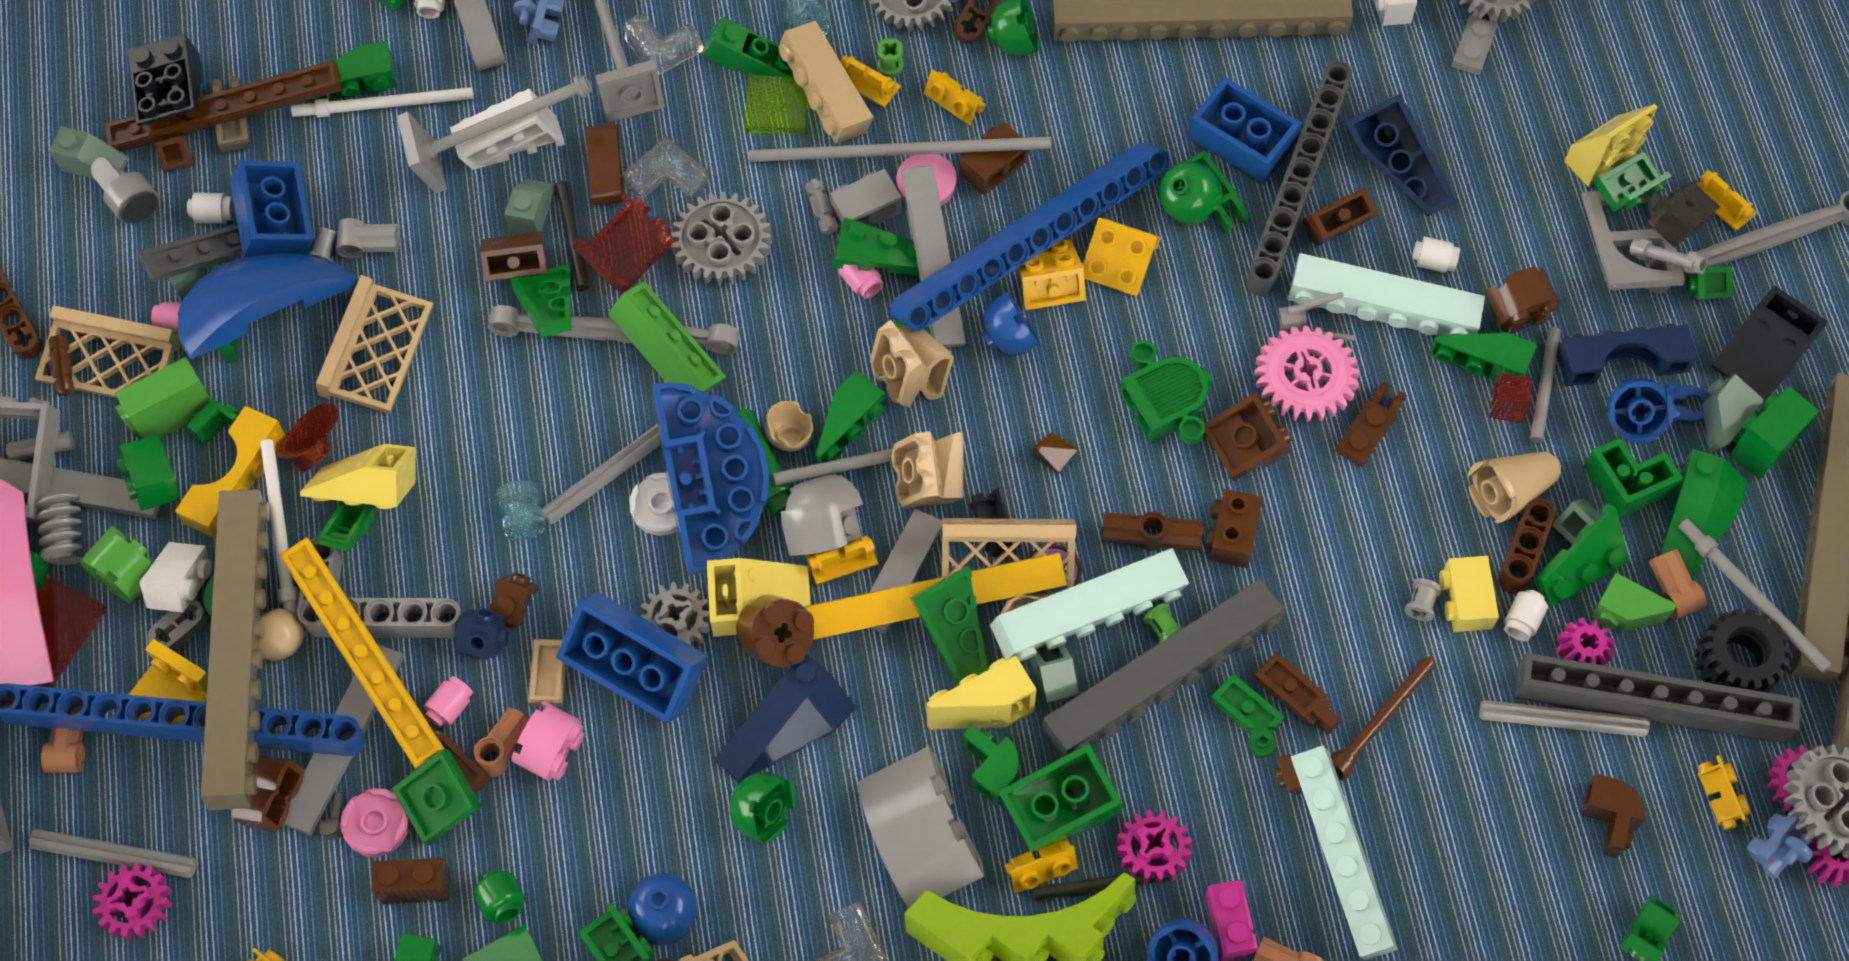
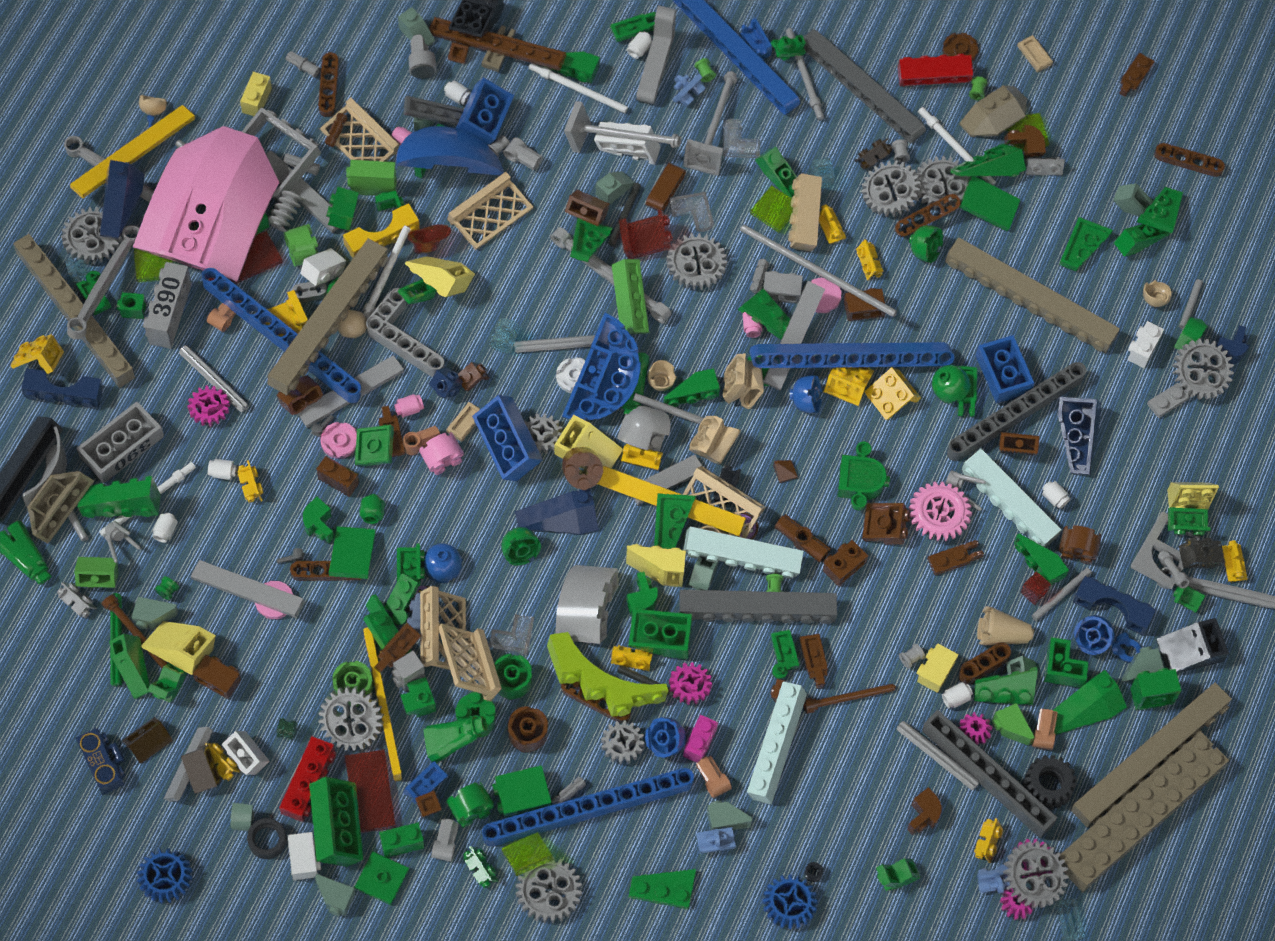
camera: 30 degrees right, 0 degrees up
(361, 652) = (384, 356): yellow tile -> none
(890, 57) = (852, 219): bright green bush -> none
(1707, 547) = (1073, 722): light grey bar -> none

